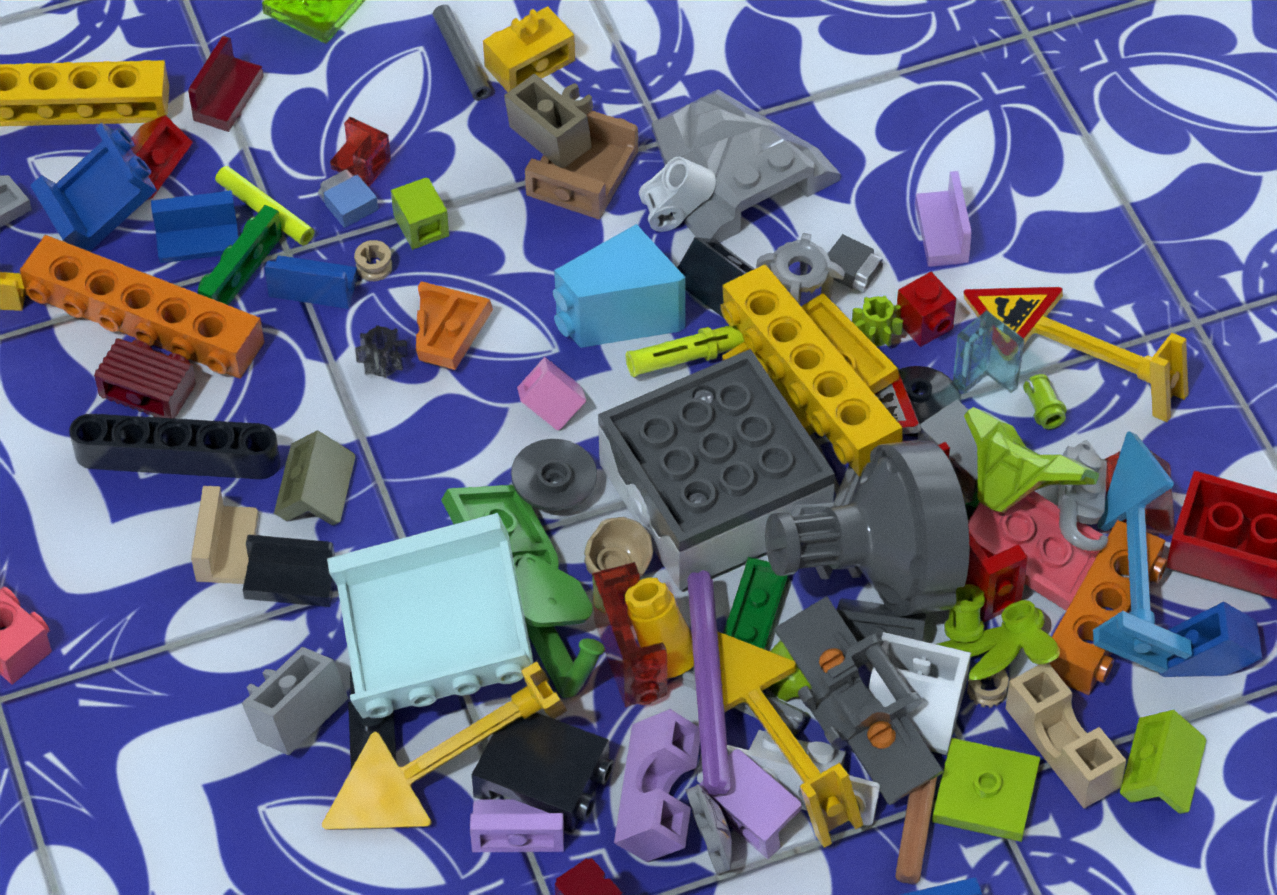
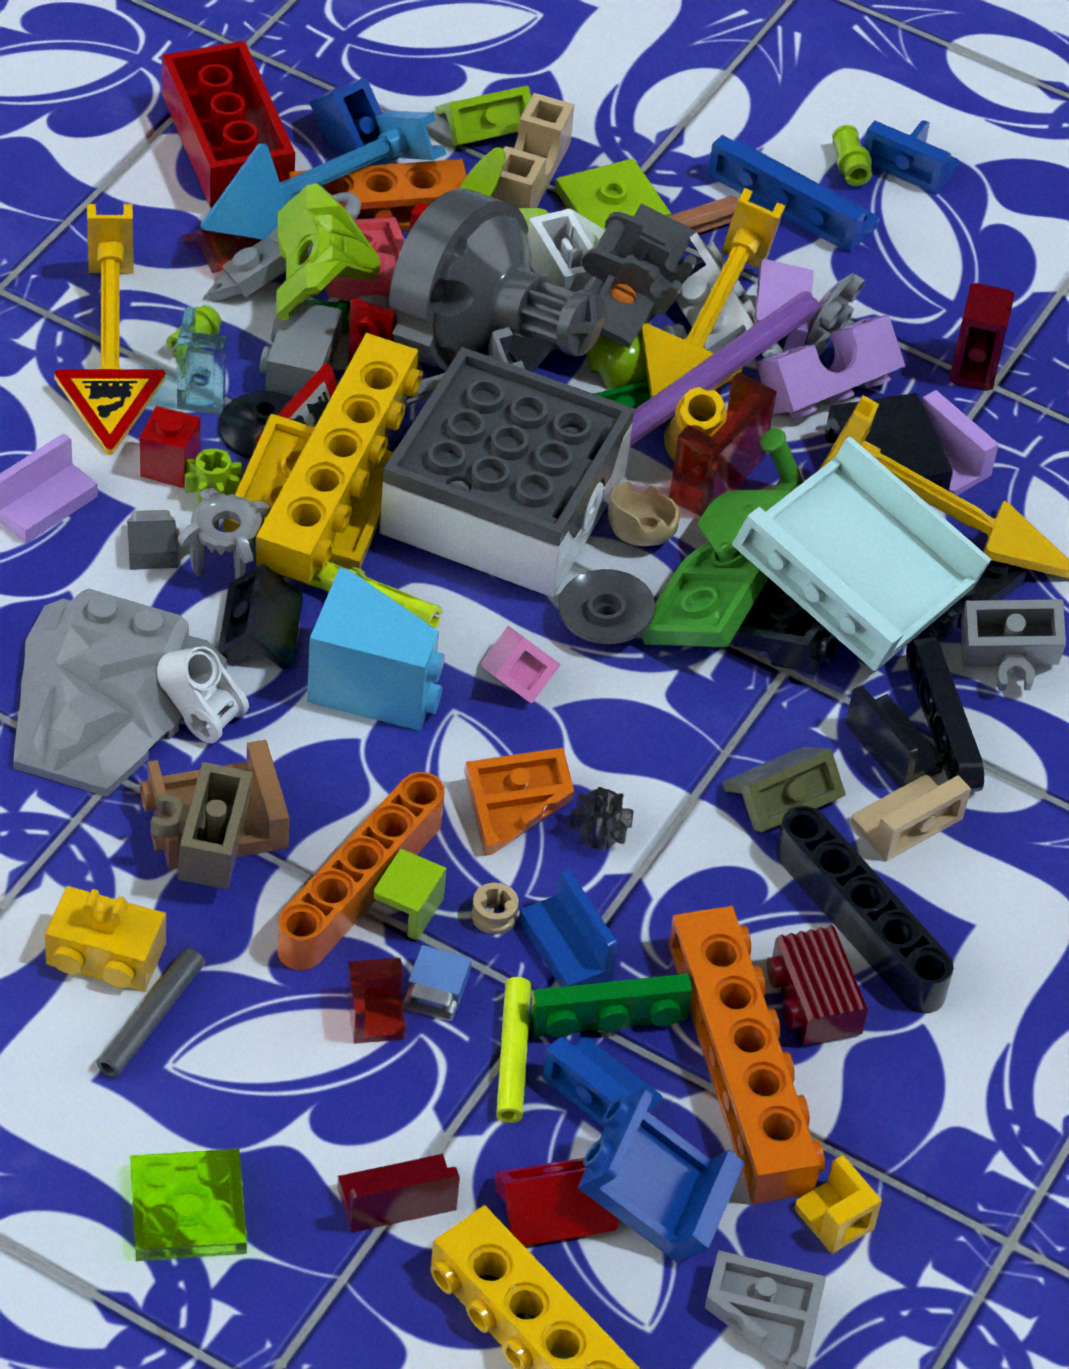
camera: 135 degrees left, 5 degrees down
(274, 616) = (944, 712): none -> black beam
(462, 197) = (346, 882): none -> orange beam

